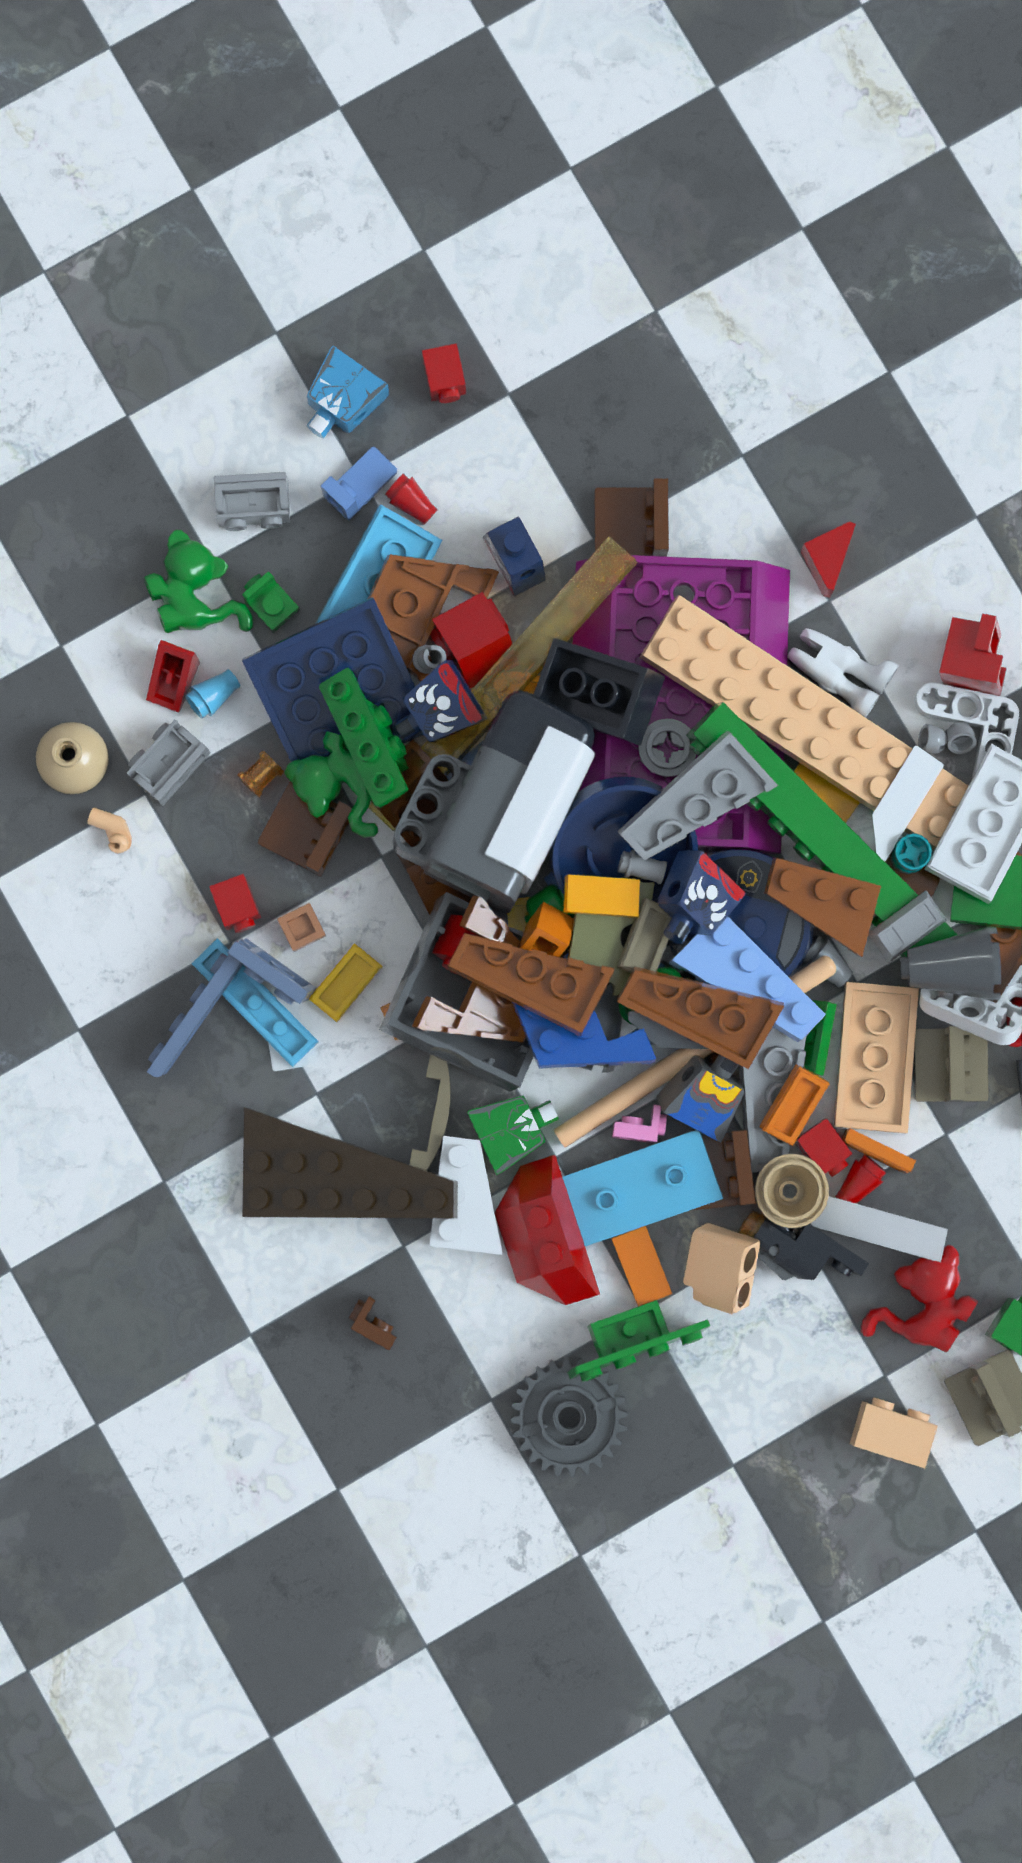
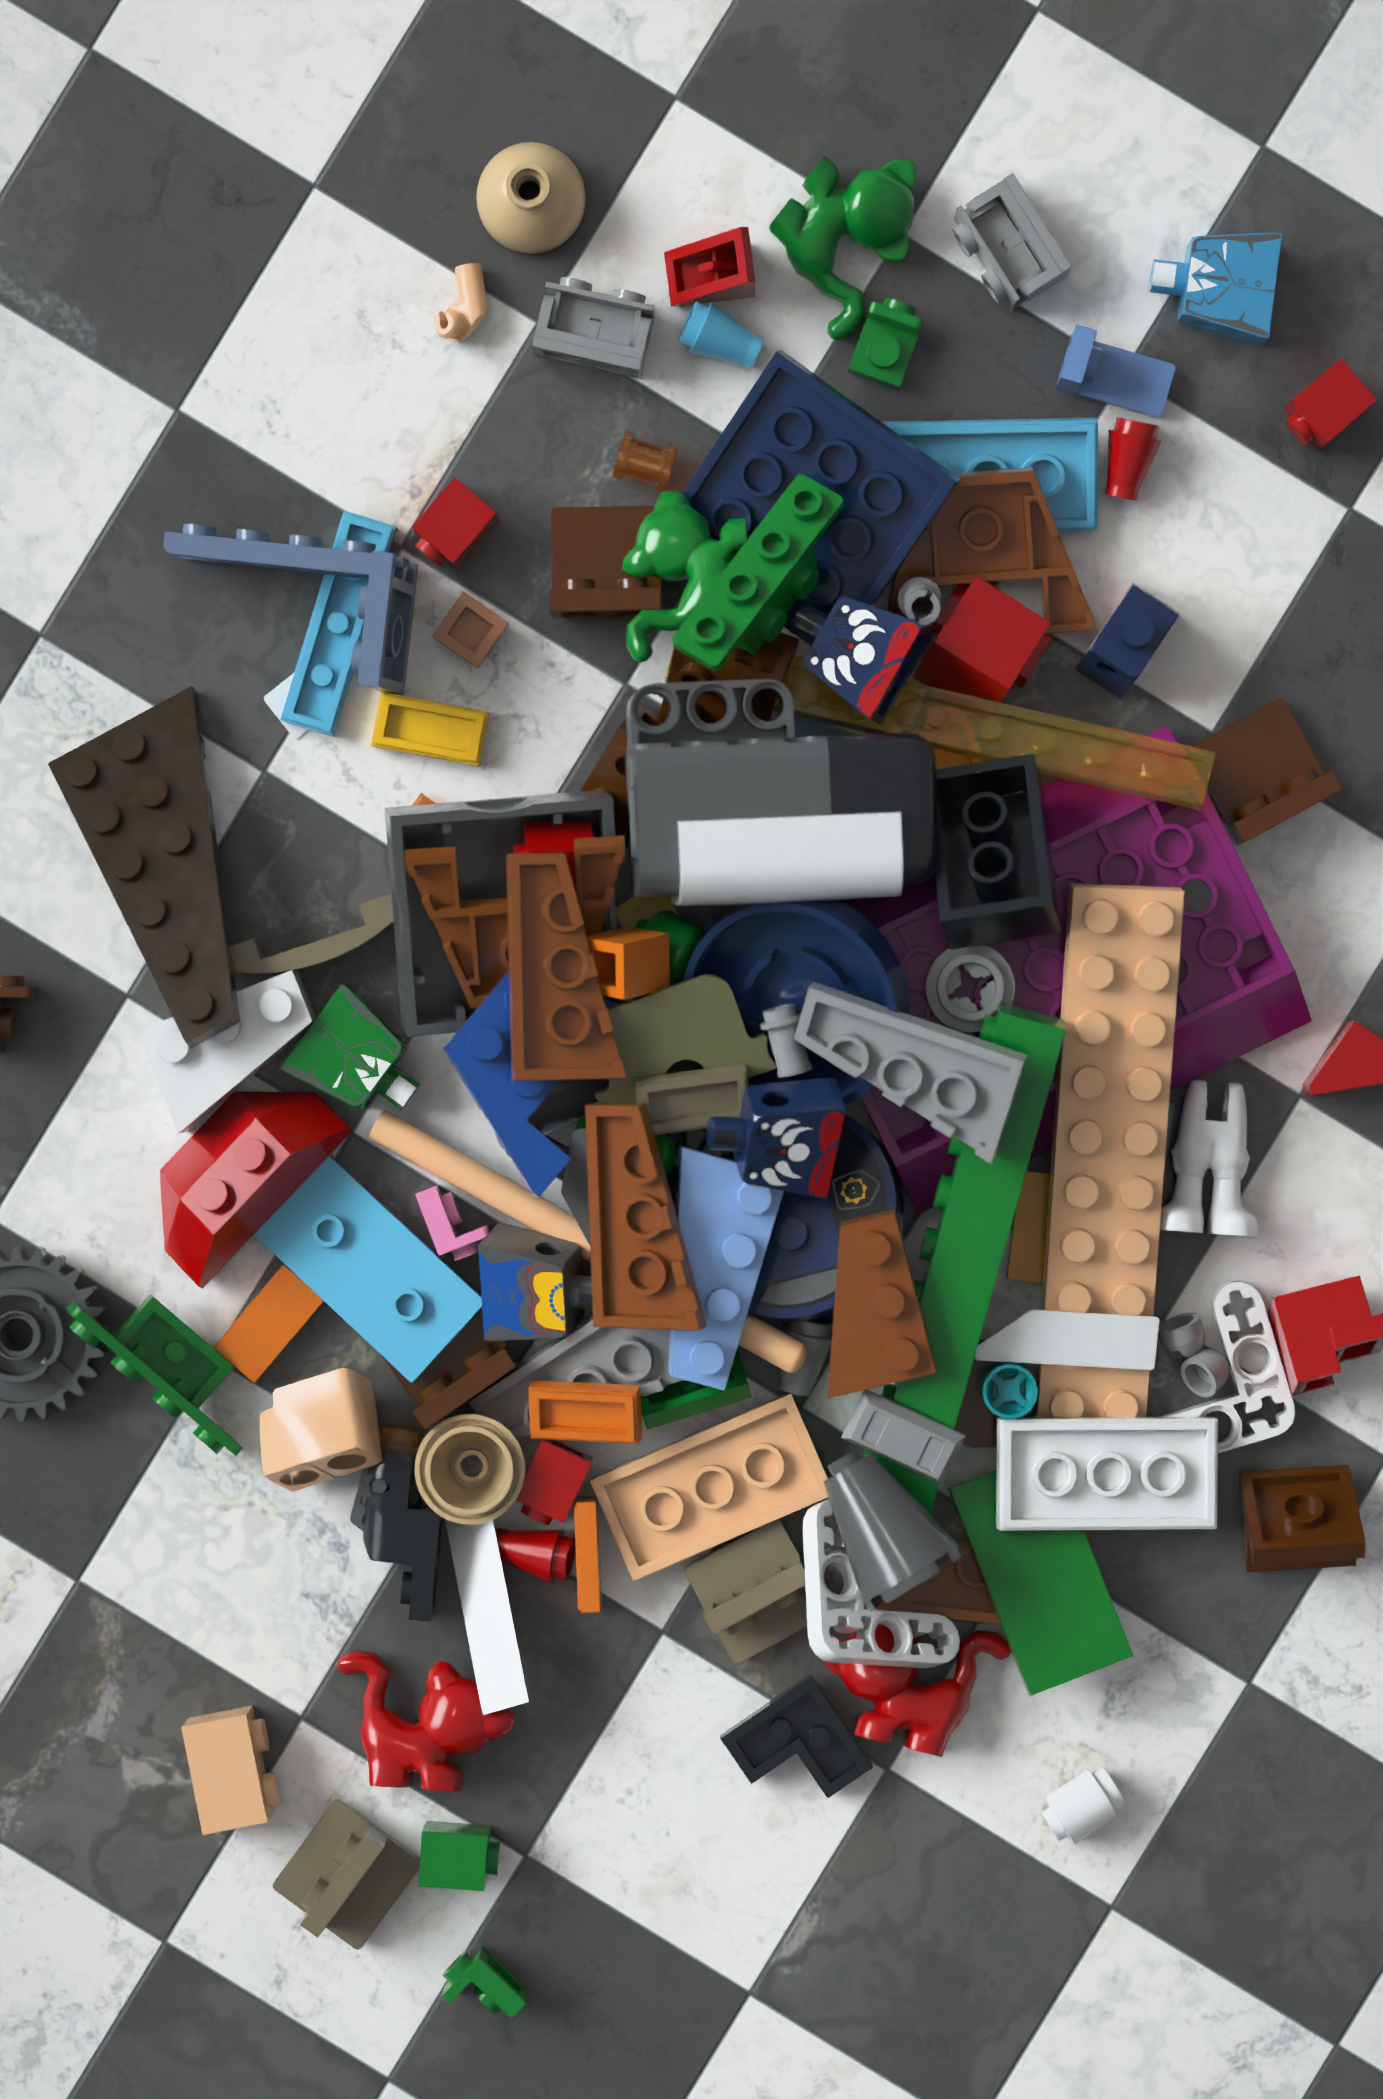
camera: 65 degrees right, 5 degrees up
(601, 896) = (716, 1007): light orange tile -> none

